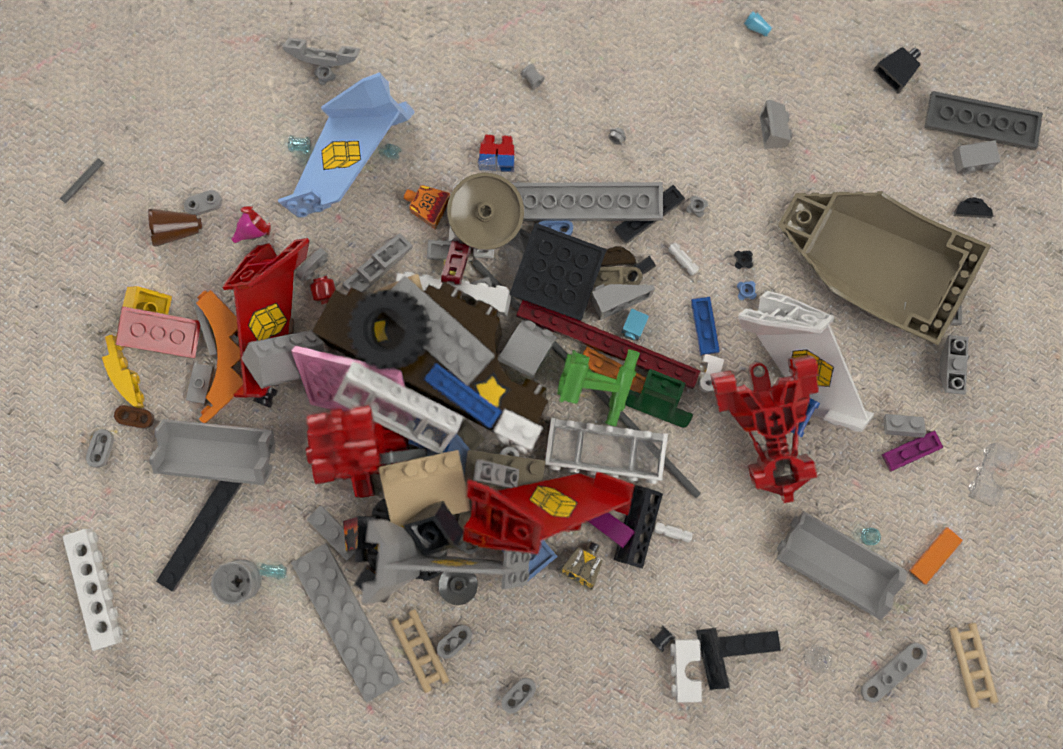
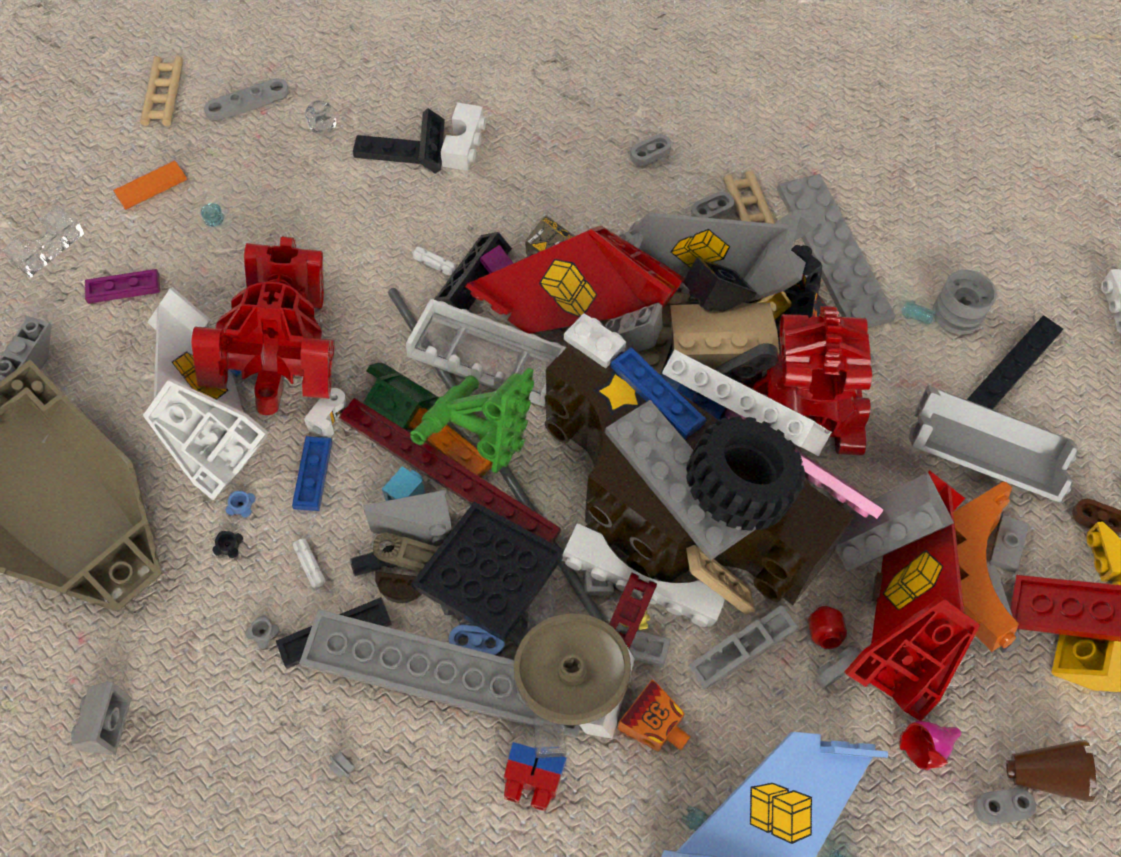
camera: 170 degrees left, 20 degrees down
(527, 348) = (556, 475): light grey slope -> none
(662, 638) = (480, 167): black bush -> none
(841, 565) = (258, 190): light grey panel -> none
(904, 425) = (118, 309): light grey plate -> none

